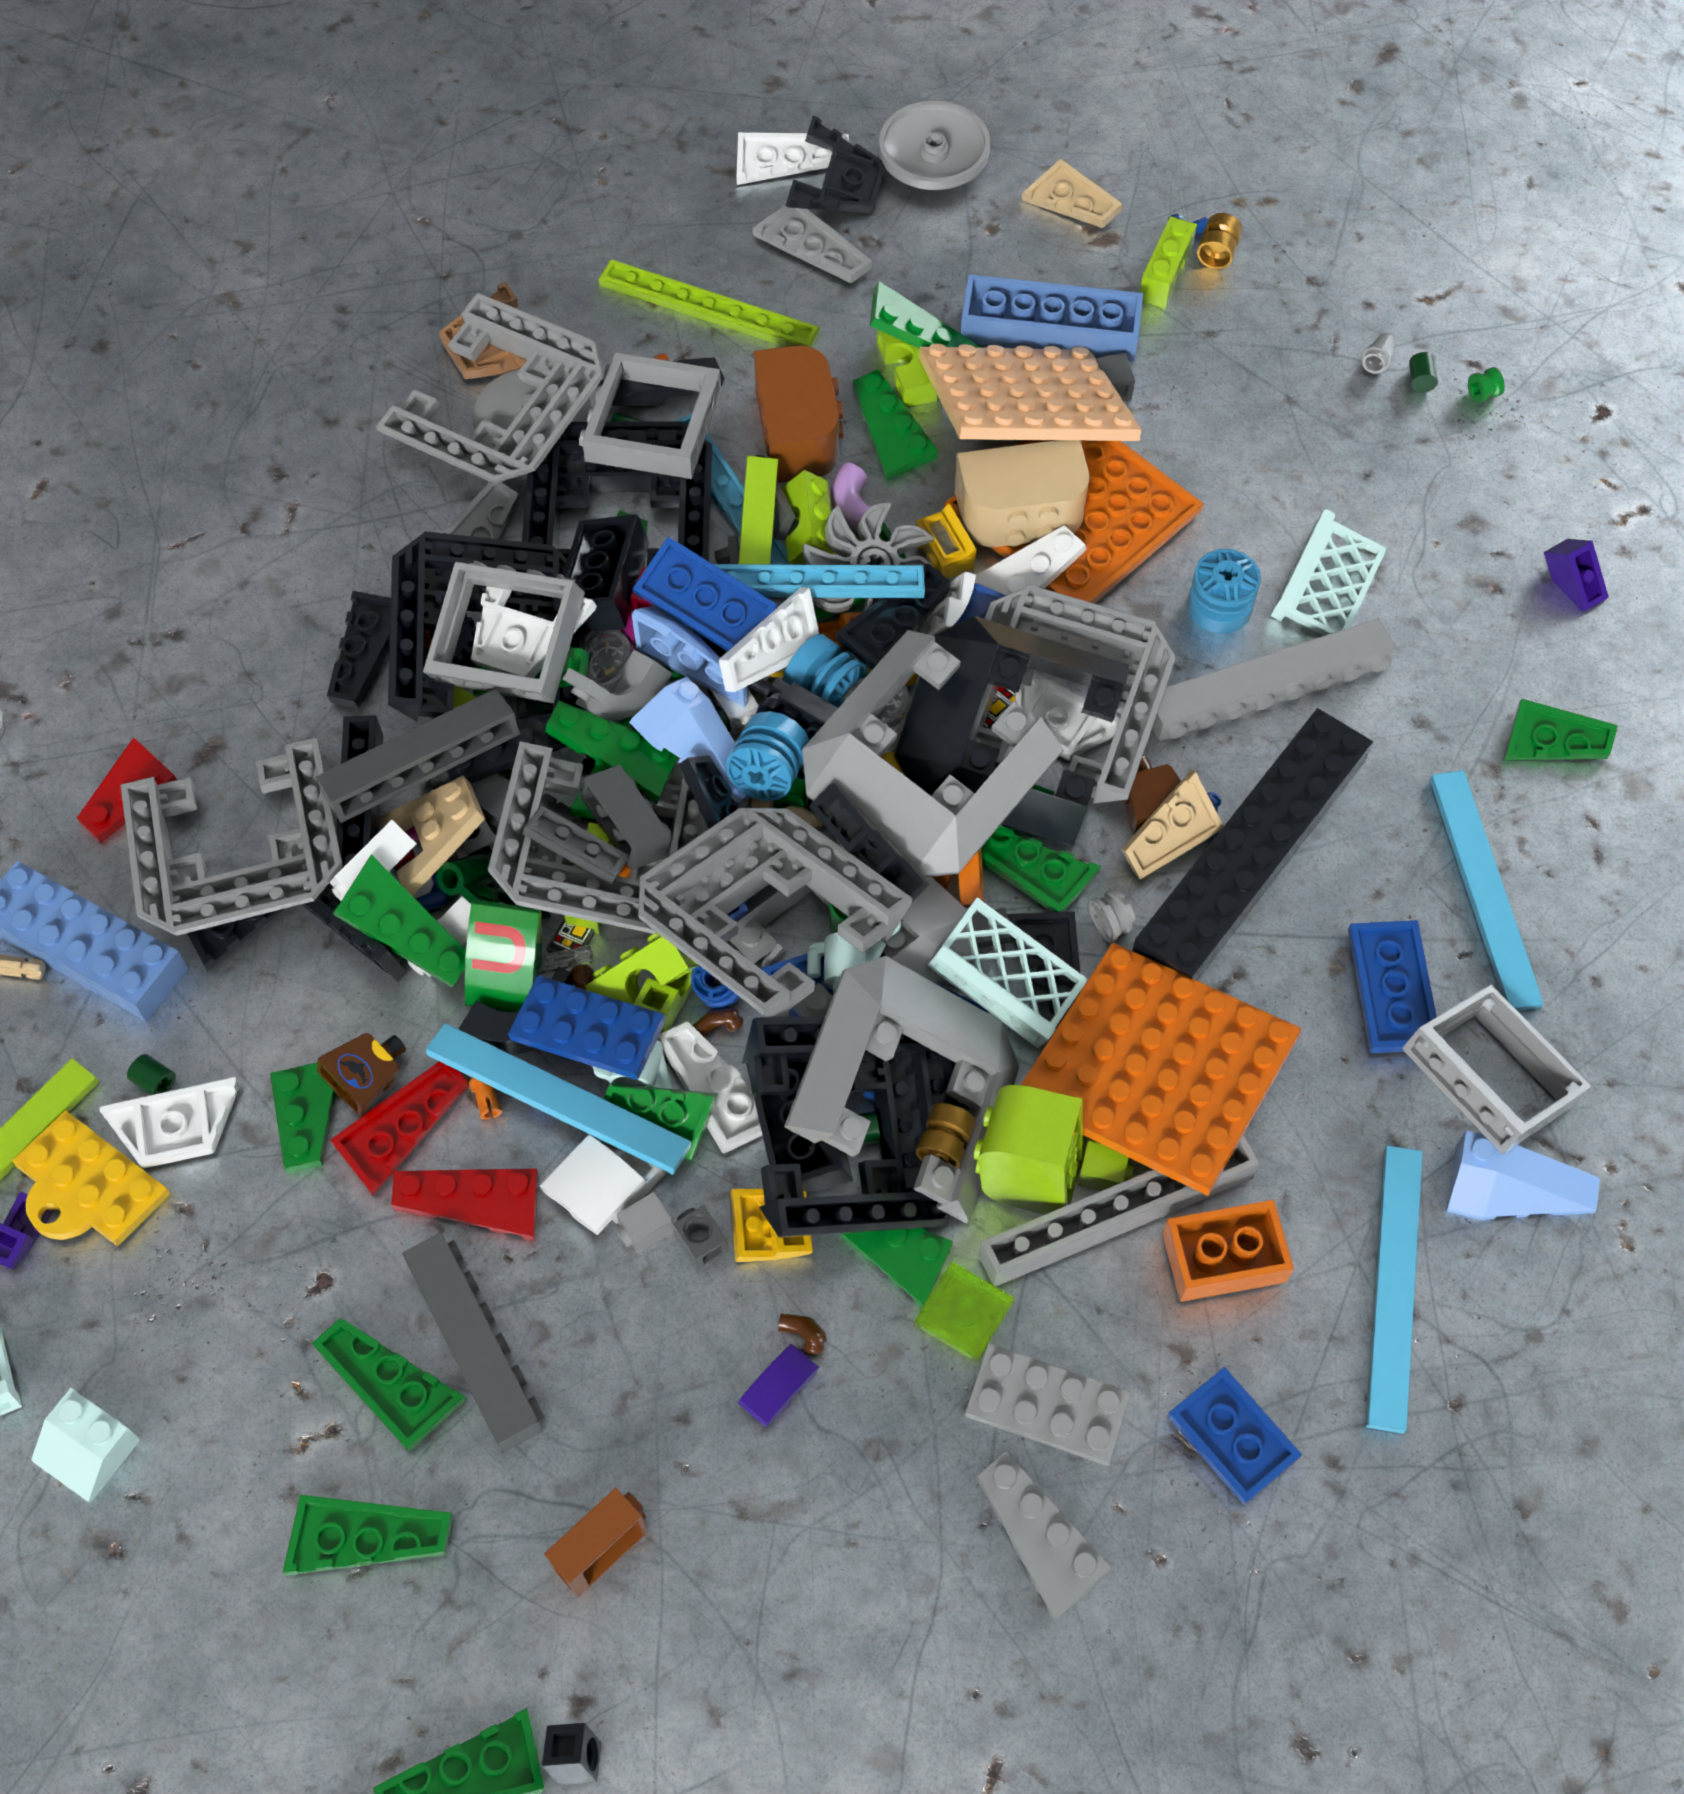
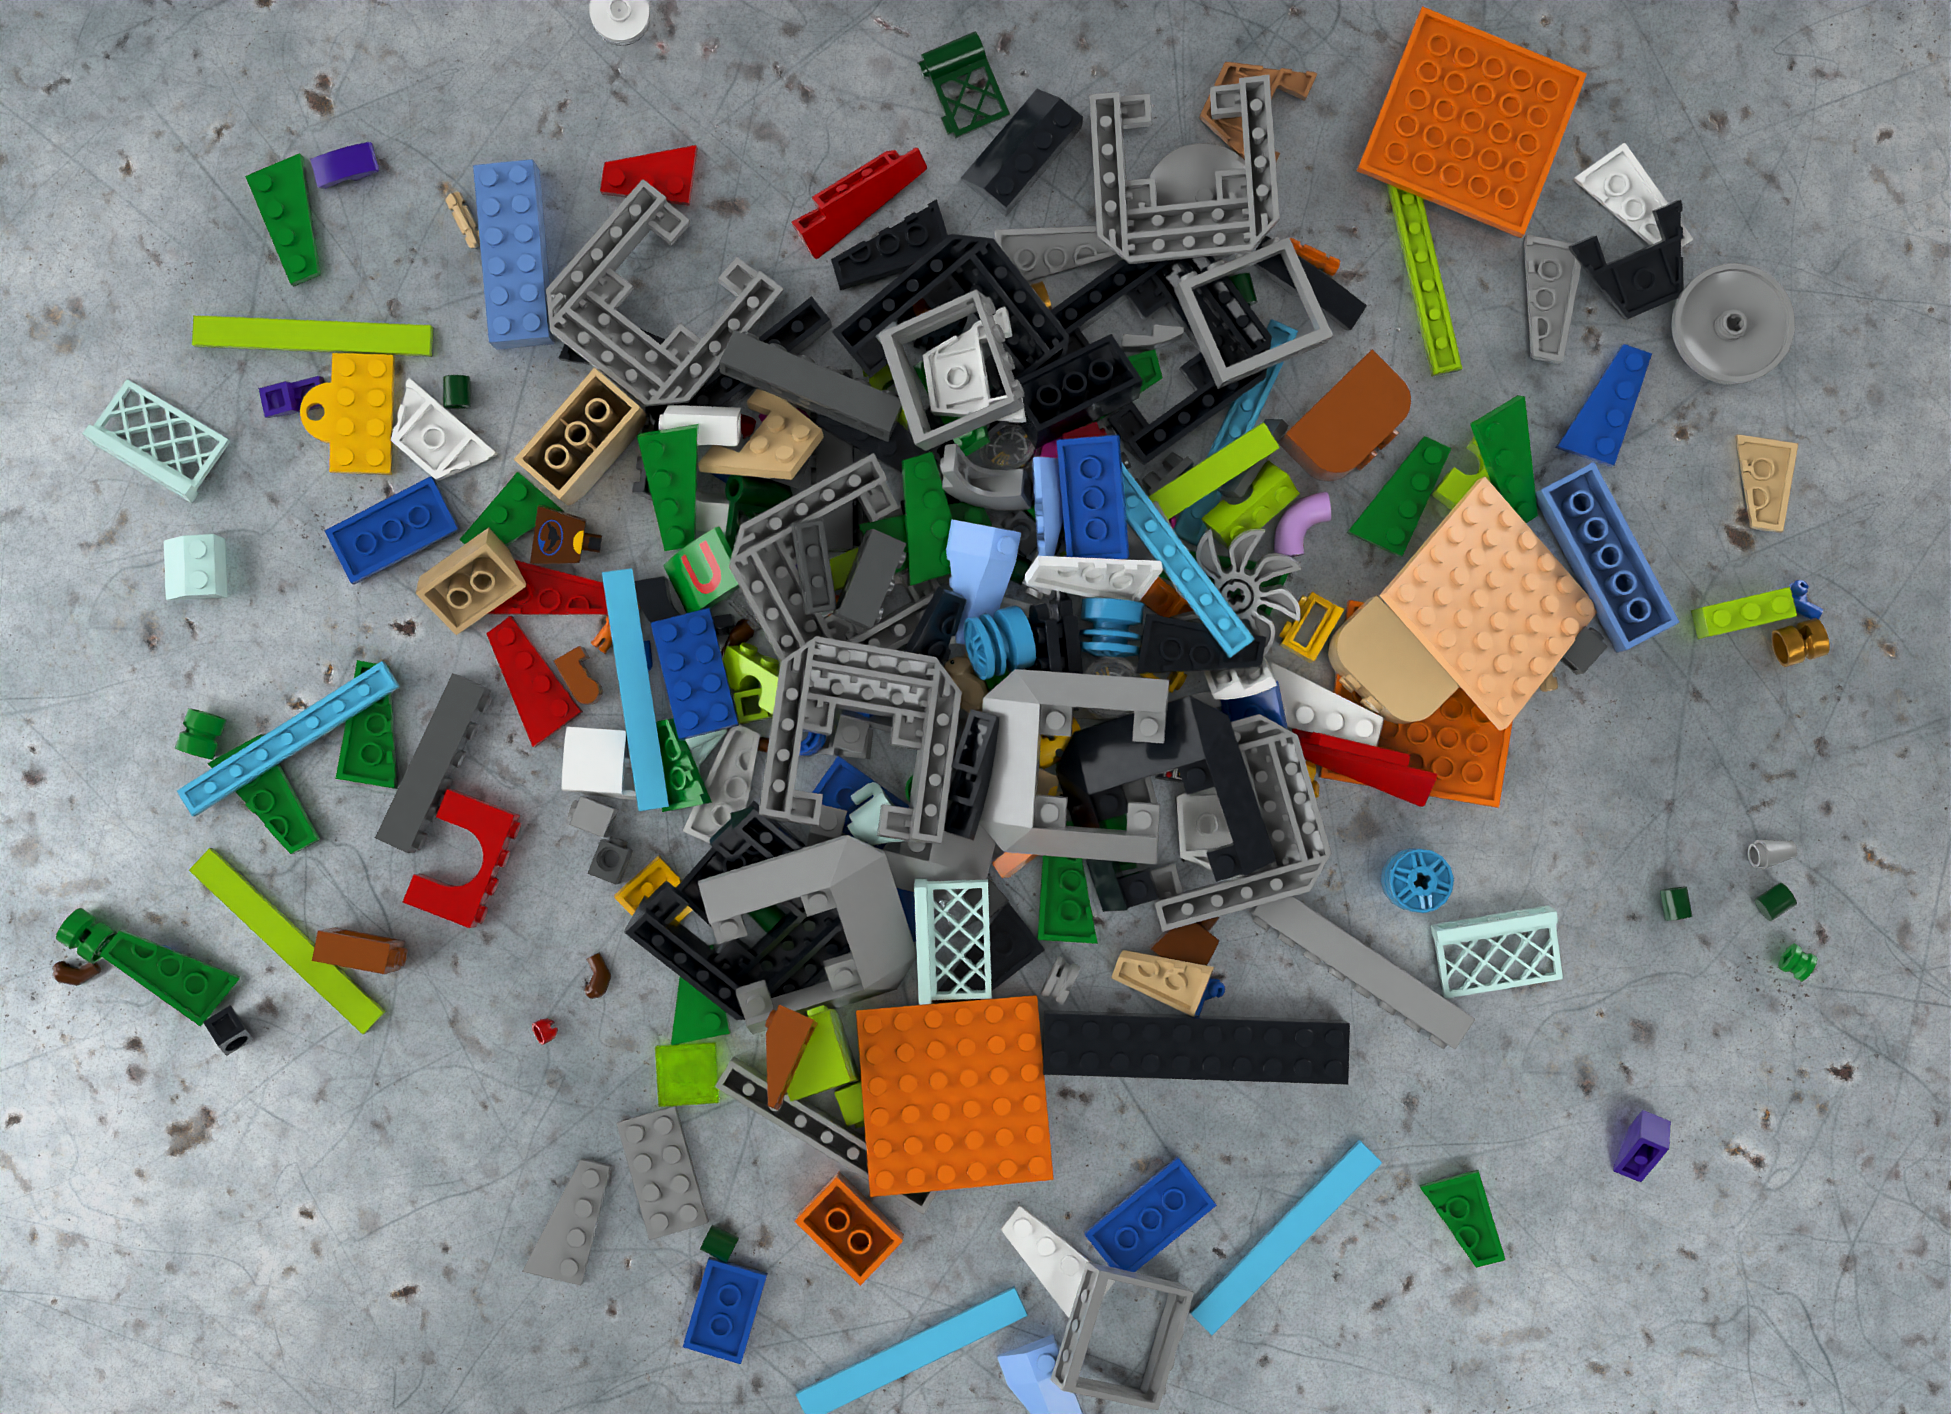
camera: 55 degrees right, 25 degrees up
(220, 1225) = (392, 530): none -> blue plate
(247, 1556) = (200, 733): none -> green wheel
(257, 510) = (952, 62): none -> dark green piece
(292, 975) = (582, 438): none -> tan brick
(294, 650) = (856, 198): none -> red wedge
(327, 1471) = (288, 739): none -> medium azure tile
(332, 1175) = (471, 581): none -> tan slope
(372, 504) = (1023, 150): none -> black slope
(502, 1148) = (577, 676): none -> dark orange leg
(526, 1628) = (286, 940): none -> lime tile
(580, 1327) = (494, 830): none -> red arch
(612, 500) = (1160, 337): none -> light grey slope
(635, 213) = (1471, 122): none -> orange plate
(777, 1385) = (548, 987): dark purple slope -> none
(816, 1429) = (543, 1031): none -> red hinge
(933, 258) = (1604, 418): none -> blue wing
(946, 1134) = (789, 984): pearl gold wheel -> none
(1007, 1134) = (785, 1044): none -> dark orange slope
(1103, 559) = (1368, 764): none -> red wedge
(1160, 1393) = (719, 1243): none -> dark green piece
(1376, 435) = (1675, 903): none -> dark green piece
(1383, 1096) = (1048, 1255): none -> white wing

